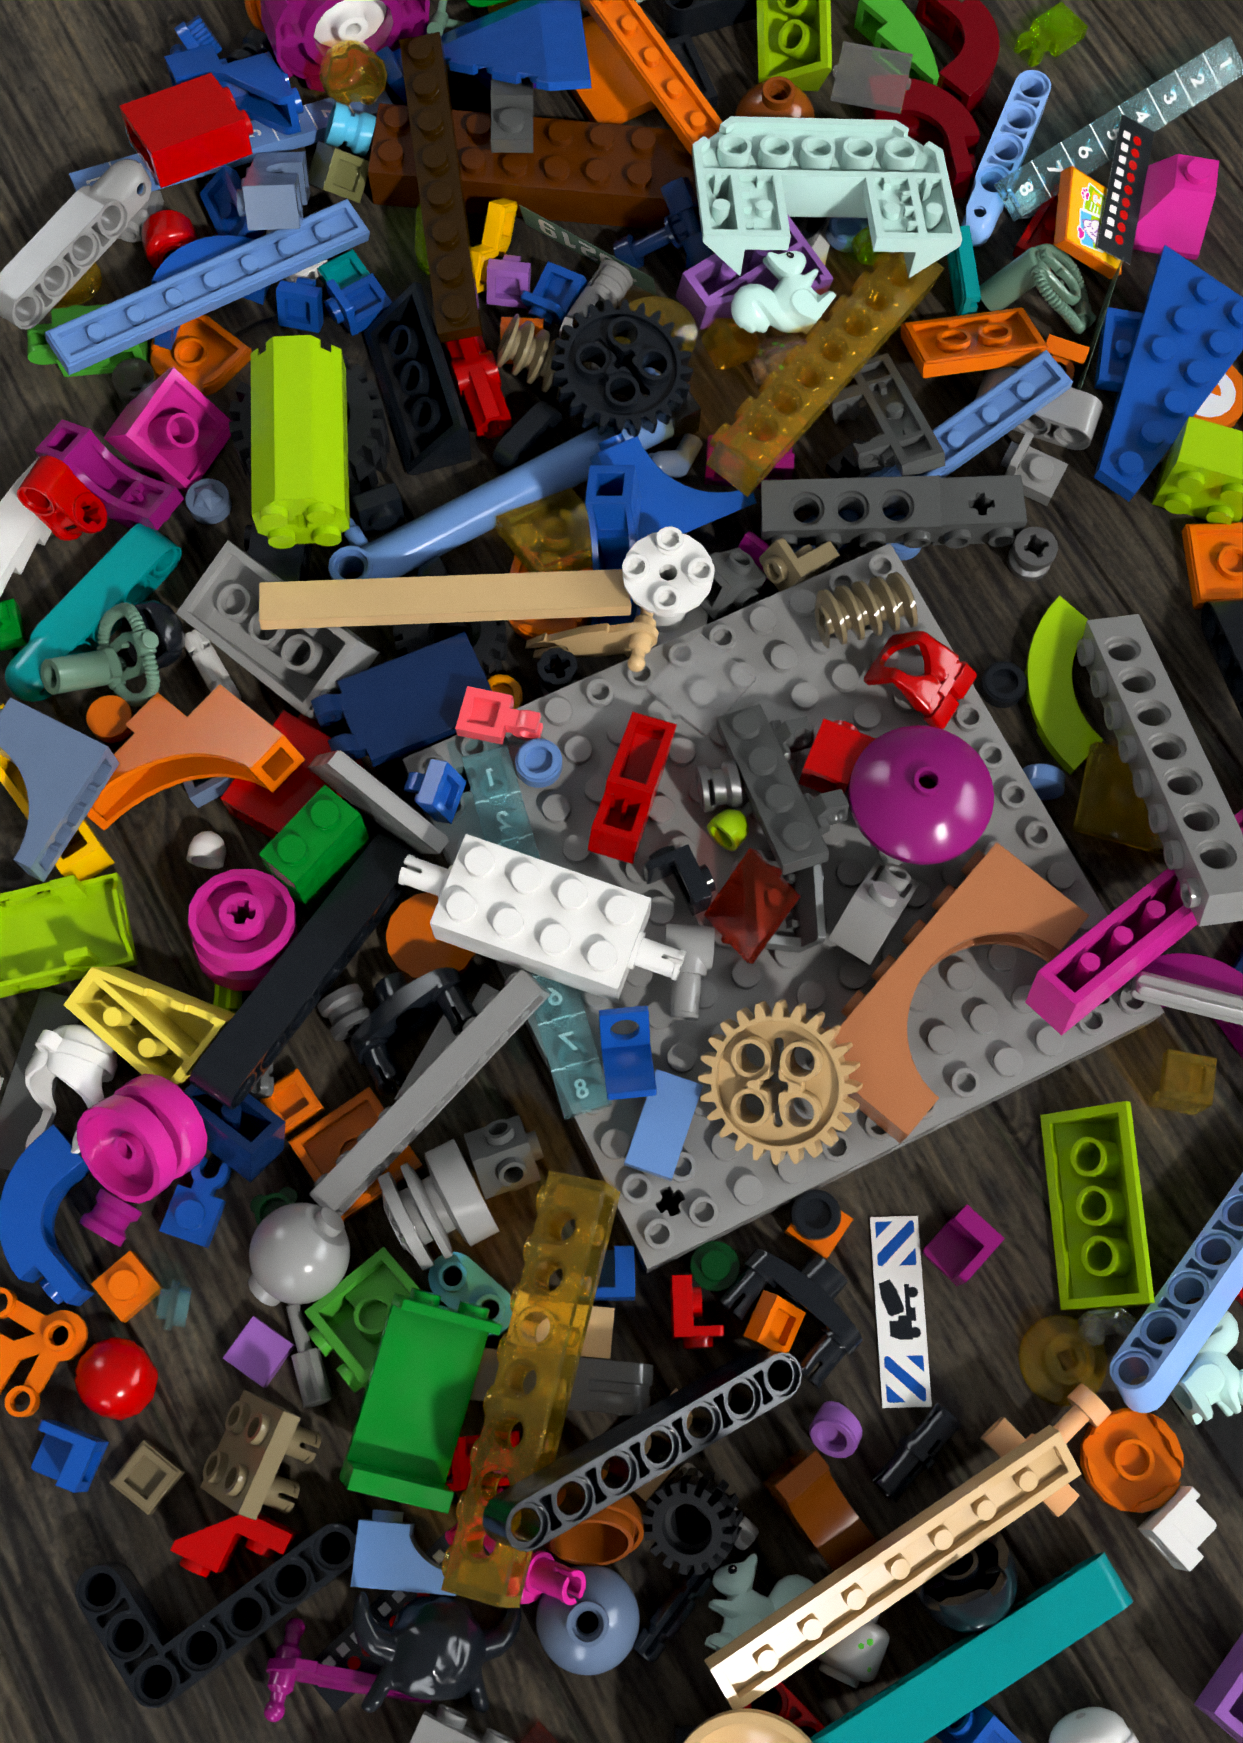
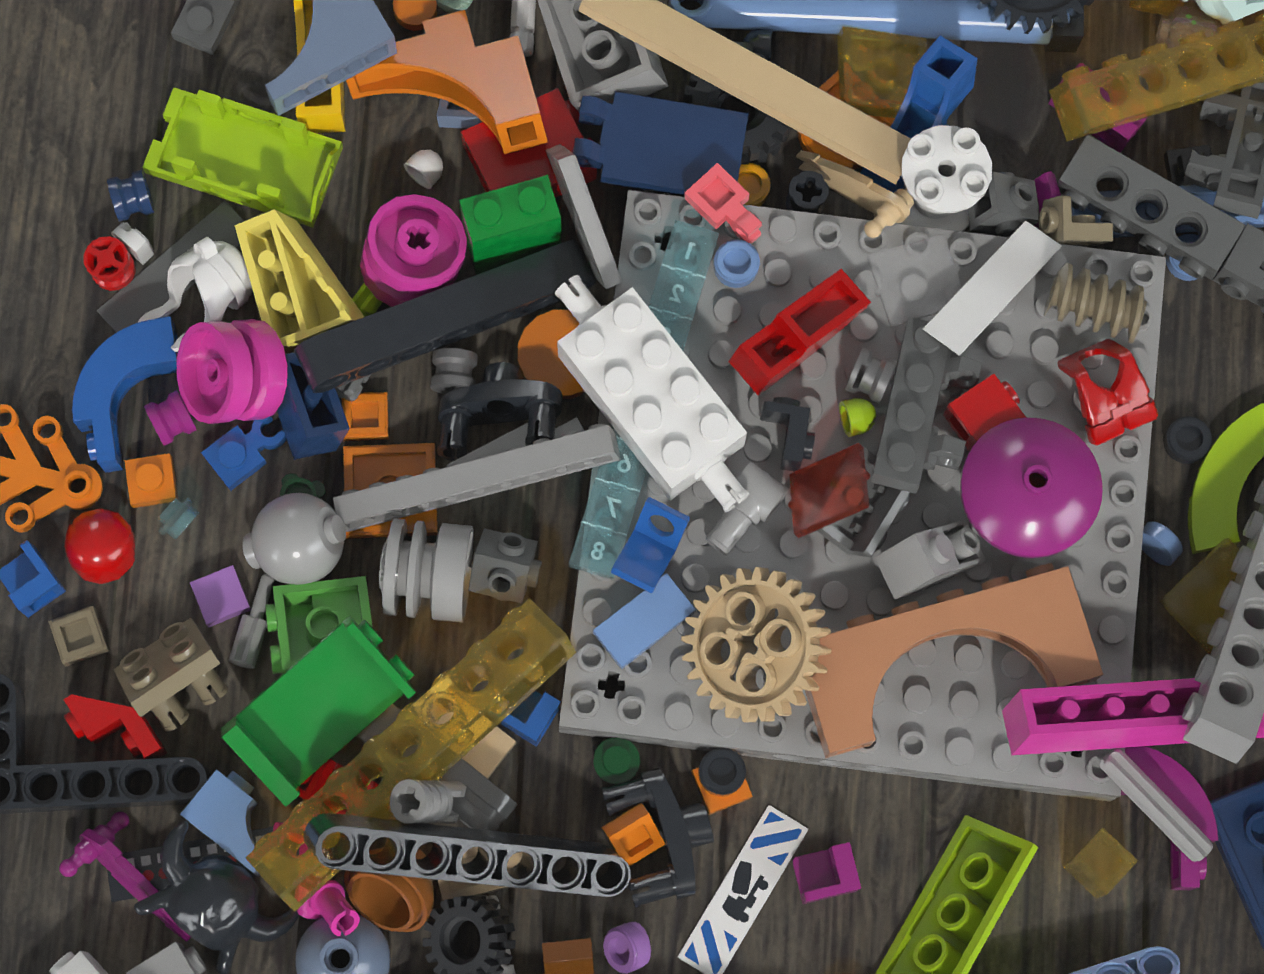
camera: 30 degrees right, 5 degrees up
(437, 790) = (637, 235): blue tile -> none
(474, 1287) = (416, 654): medium azure plate -> none
(576, 1420) = (426, 801): none -> light grey hinge
(663, 498) = (993, 103): blue arch -> none
(678, 462) = (1032, 70): sand blue arm -> none
(685, 1305) = (572, 775): red bracket -> none
(769, 652) = (992, 288): none -> white sticker

